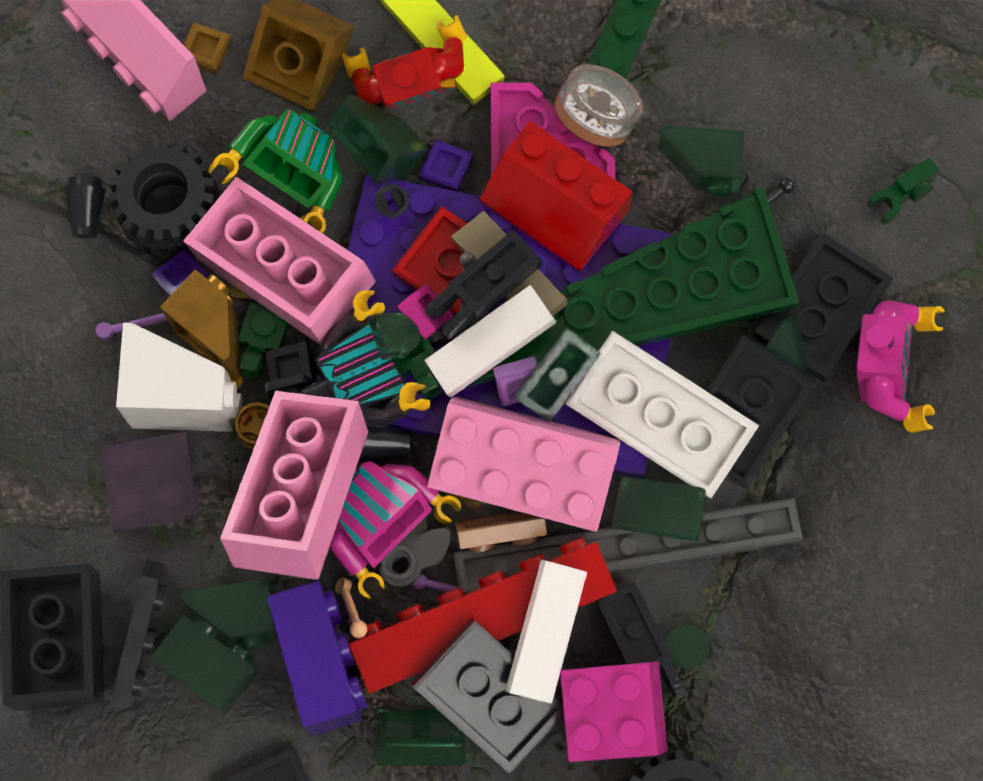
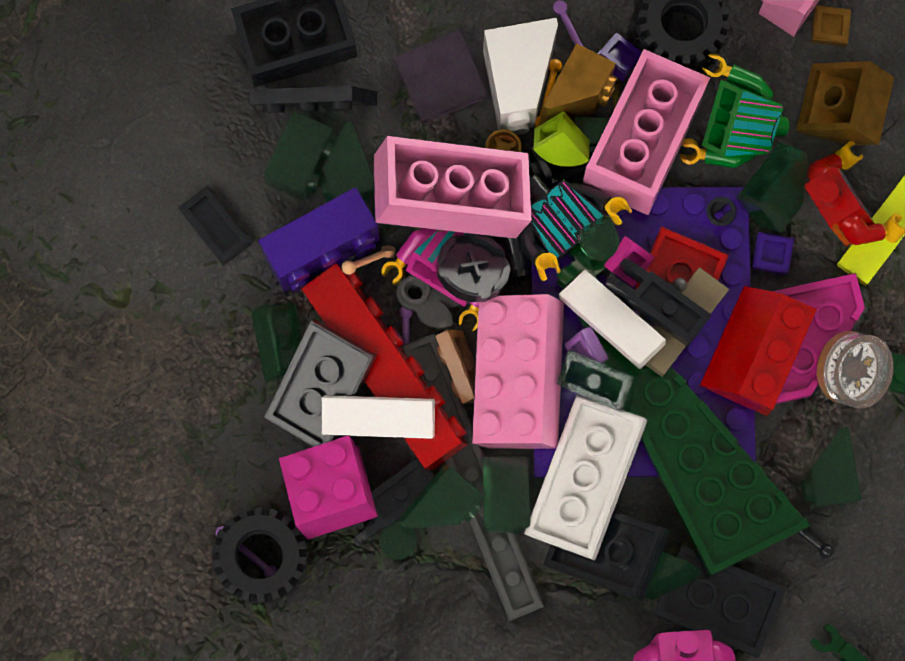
camera: 75 degrees right, 5 degrees up
(268, 355) = (561, 142): none -> lime brick
(393, 485) = (472, 267): none -> black tile
(658, 582) = (443, 502): none -> clear green slope

